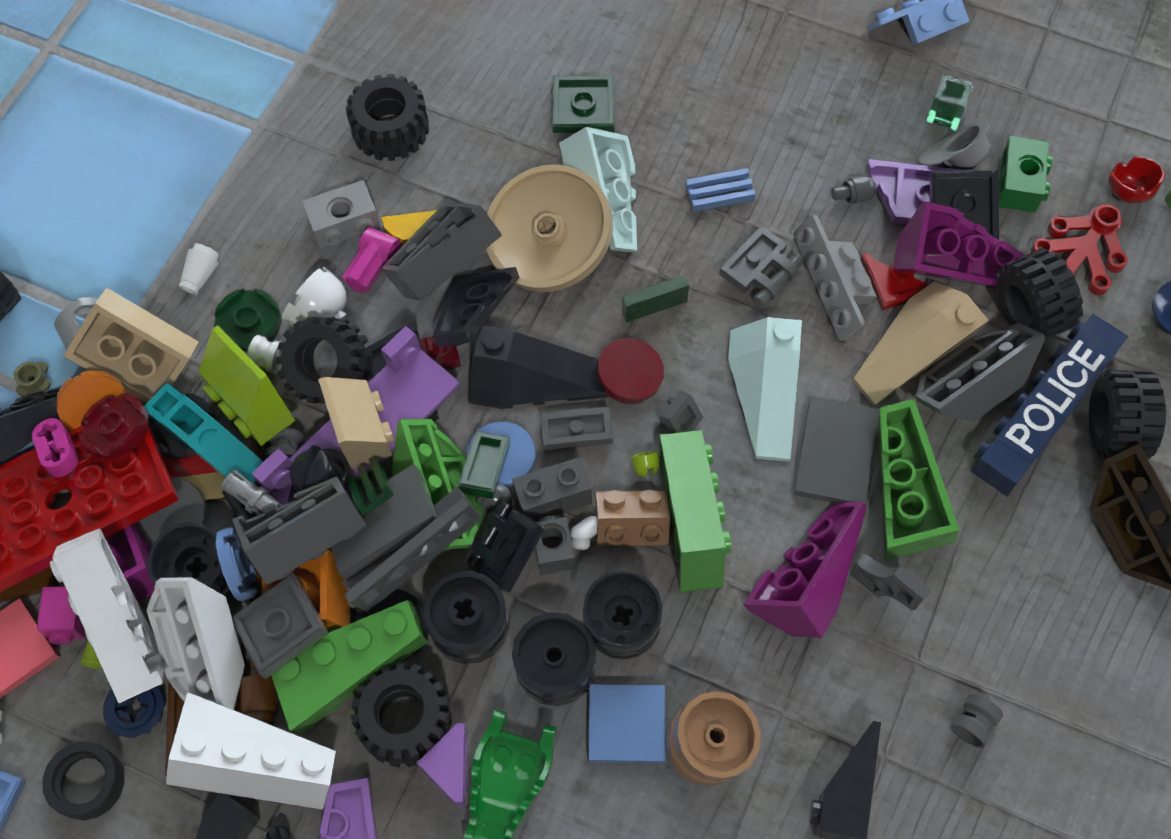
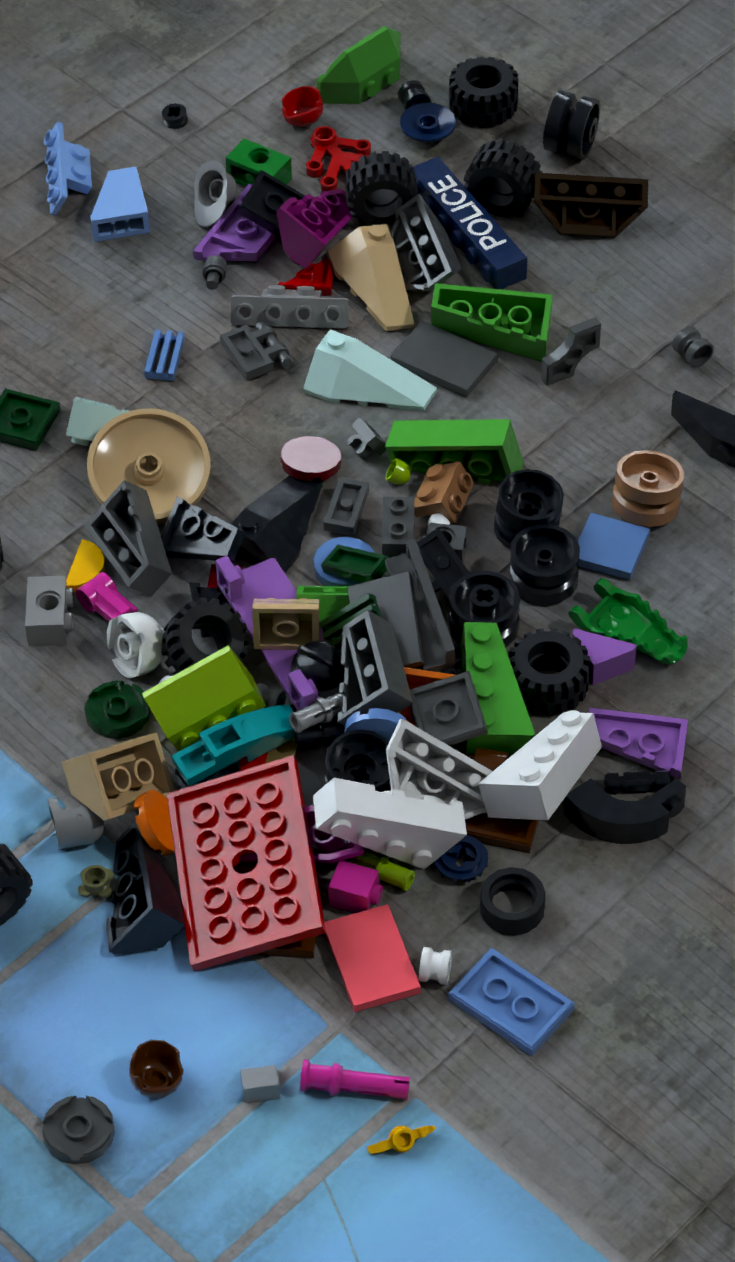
camera: 70 degrees left, 15 degrees down
(48, 450) = (193, 854): dark pink beam -> none
(113, 426) = (196, 802): dark red tile -> none
(198, 267) = (44, 729): white cone -> none
(655, 298) = (252, 422): dark green tile -> none
(810, 583) = (540, 402): magenta wedge -> none
(900, 74) = (120, 207): none -> light blue slope
(950, 102) = (169, 183): clear green brick -> none
(1059, 83) = (175, 110): none -> black bush

